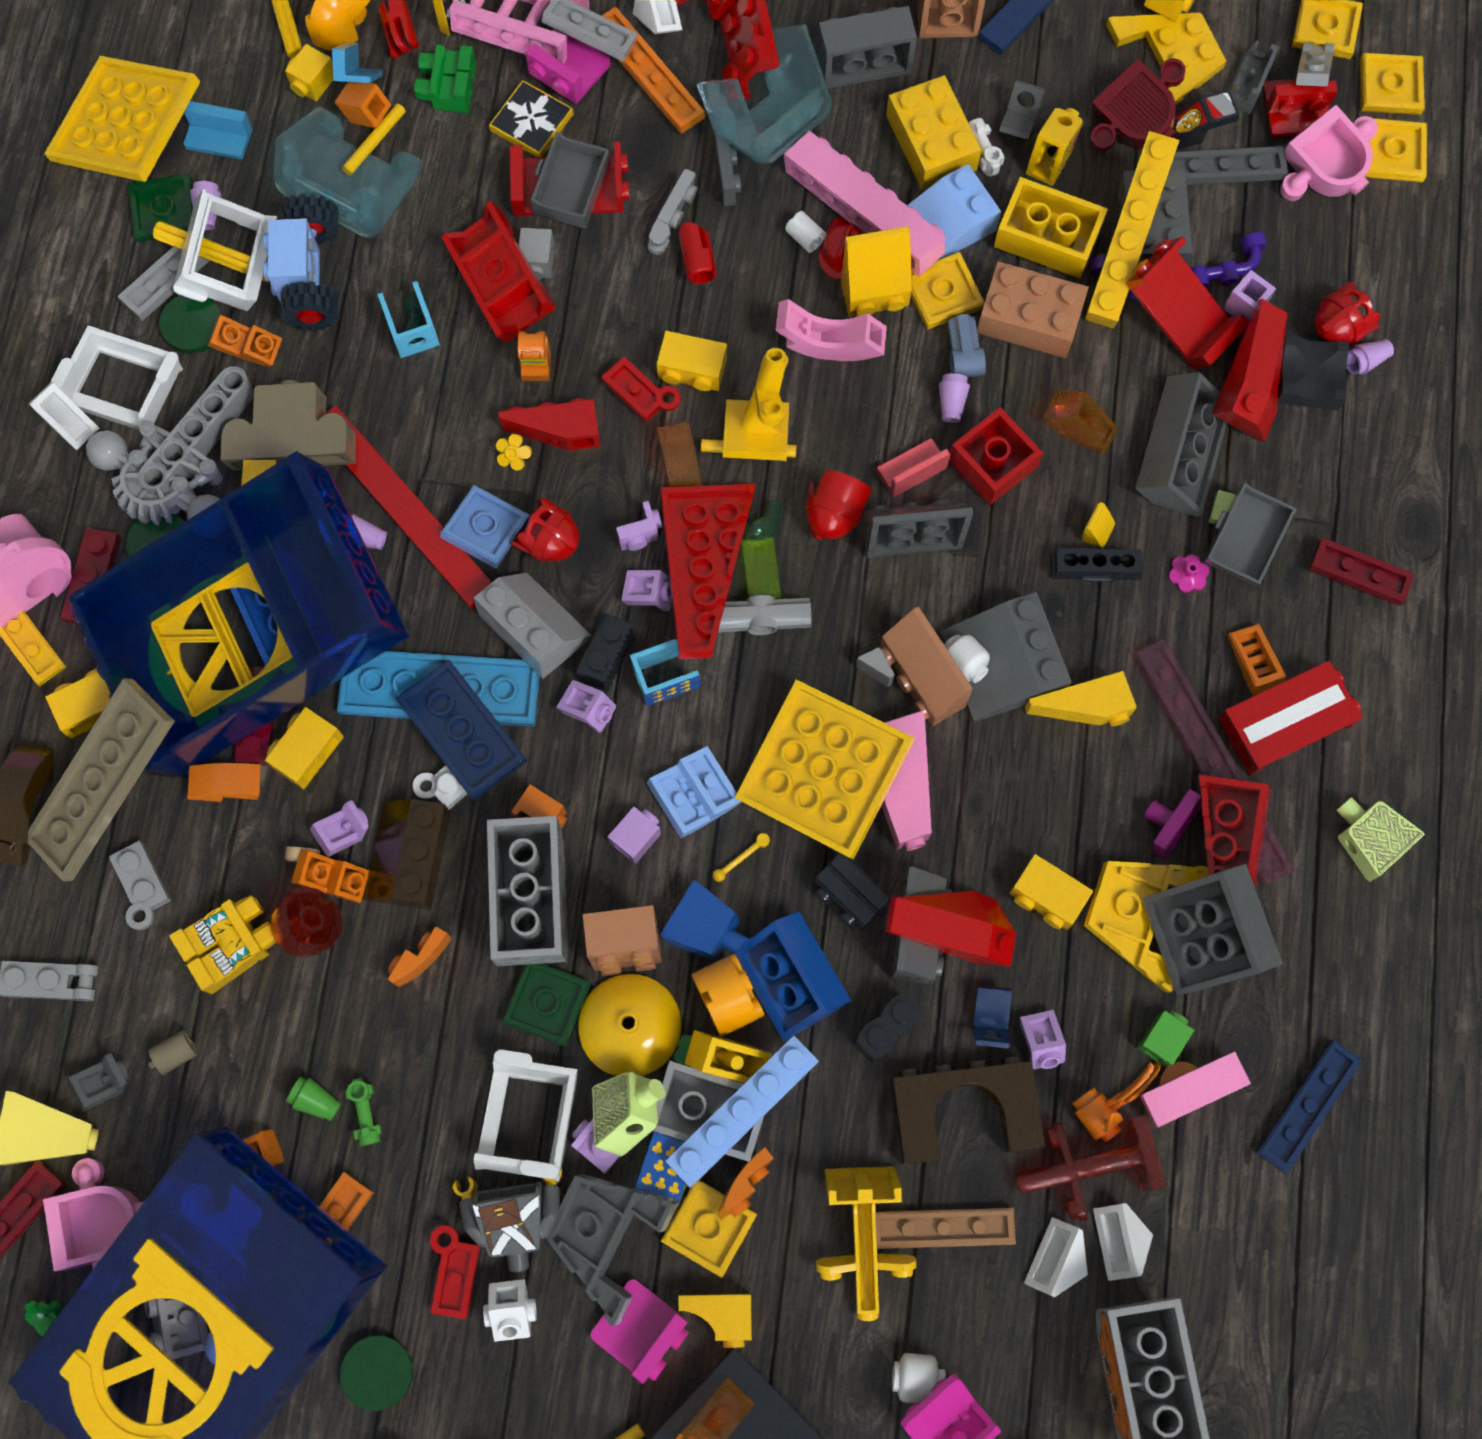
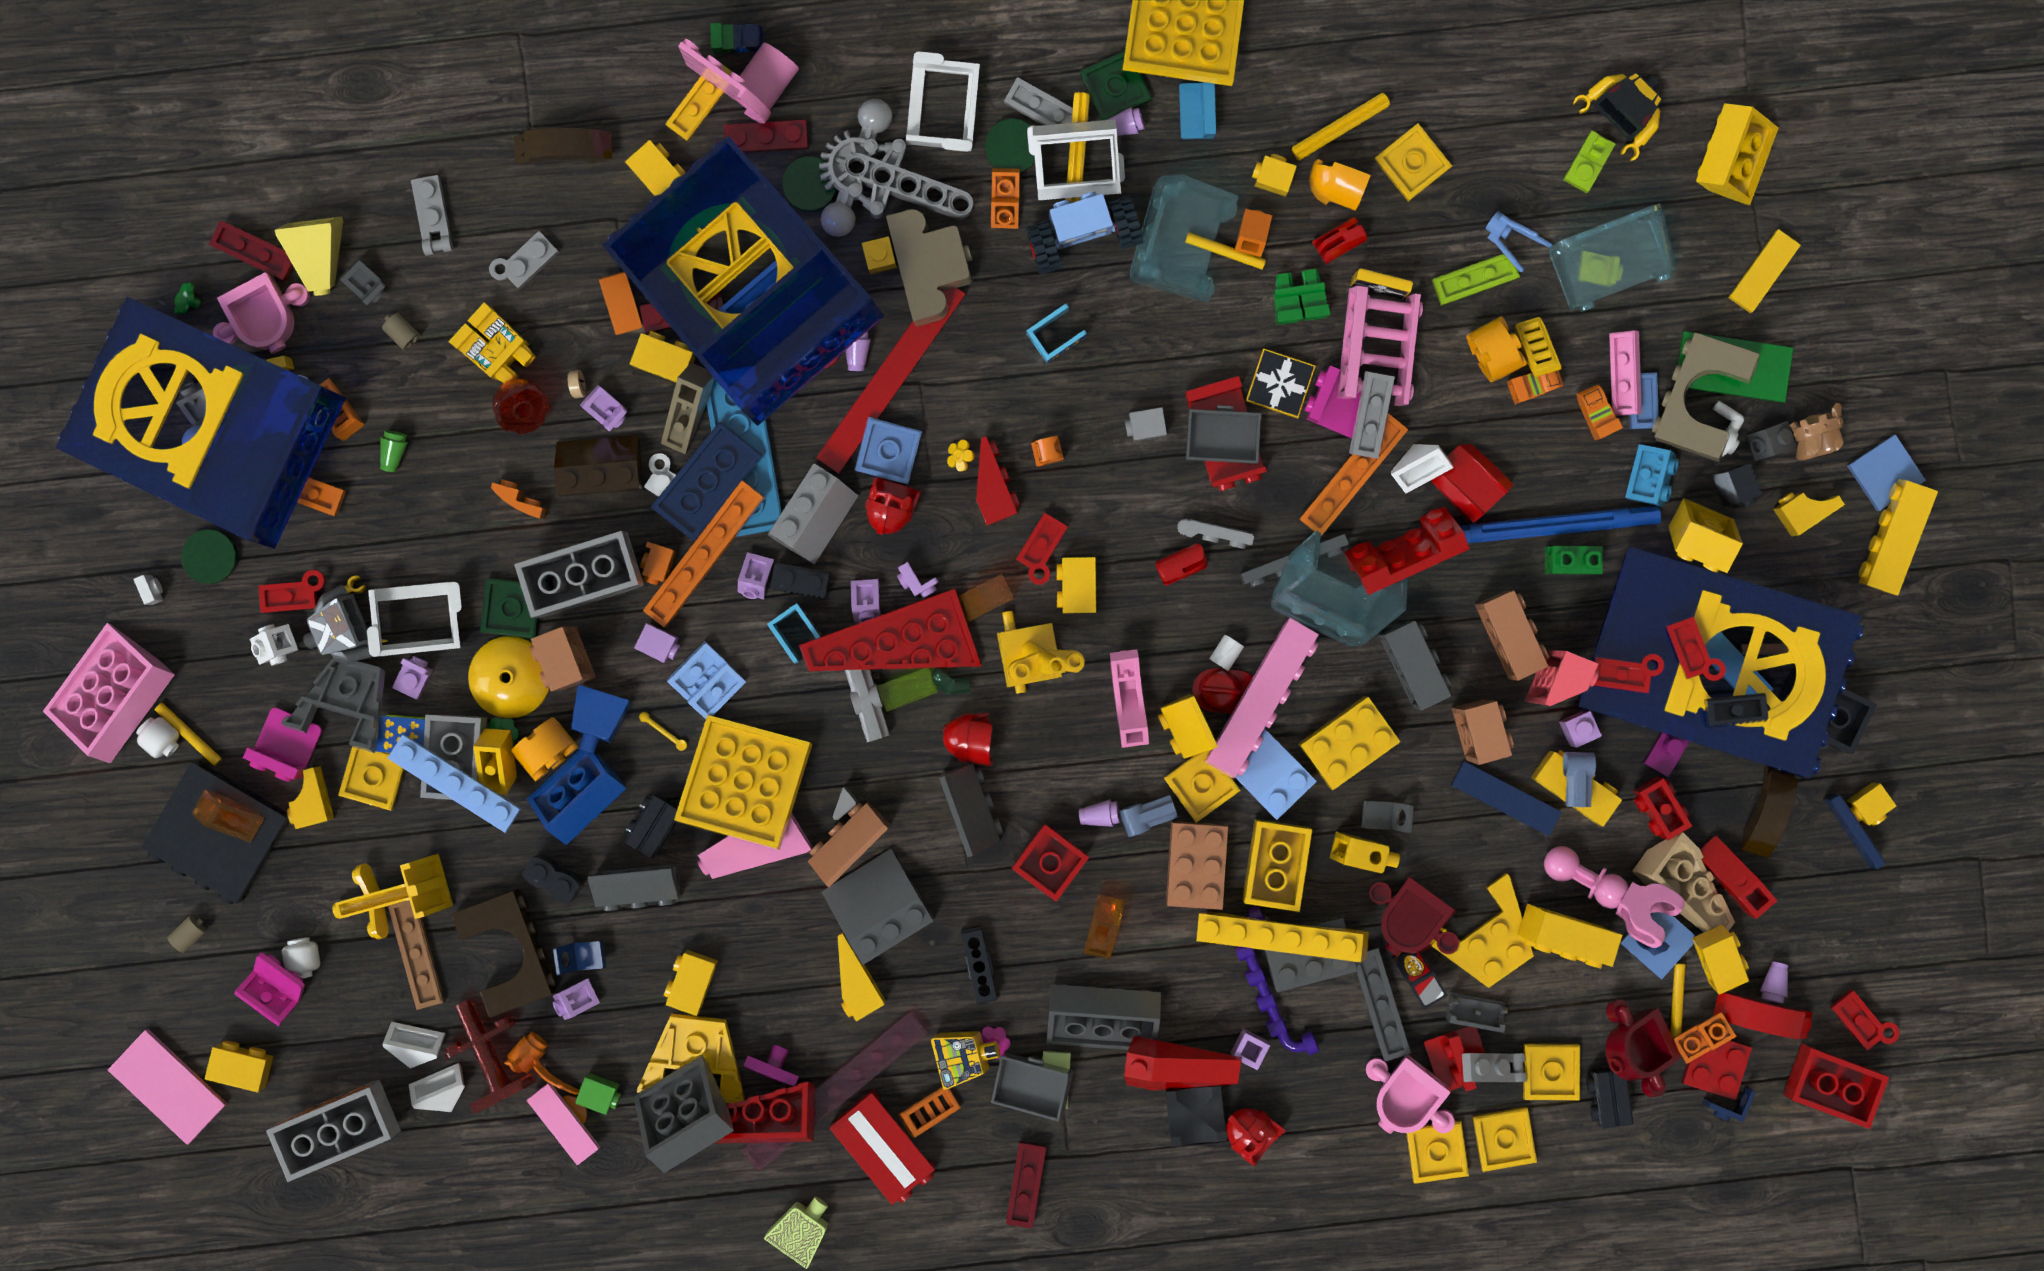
camera: 75 degrees right, 15 degrees up
(63, 416) = (895, 70): white slope -> none
(98, 779) = (587, 210): dark tan plate -> none
(330, 876) = (564, 412): orange slope -> none
(347, 65) = (1280, 219): dark azure panel -> none
(361, 1093) = (403, 484): bright green bar -> none
(369, 732) = (687, 407): none -> dark tan slope
(413, 309) = (1064, 335): bar -> none
(499, 274) = (1116, 398): red piece -> none
(544, 754) = (704, 553): none -> orange plate
(625, 1111) = (435, 693): yellowish green torso -> none
(741, 1190) = (399, 793): orange slope -> none
(913, 467) = (1029, 793): coral panel -> none
(956, 924) = (641, 917): red wedge -> none
(969, 656) = (864, 875): white head -> none
(992, 155) = (1338, 799): white bar -> none
(1099, 527) = (1013, 960): yellow slope -> none
(1183, 305) = (1226, 996): red panel -> none
(1200, 602) = (962, 1056): none -> torso
(1308, 1106) = (575, 1213): dark blue tile -> none
(1367, 356) = (1225, 1159): lavender cone -> none

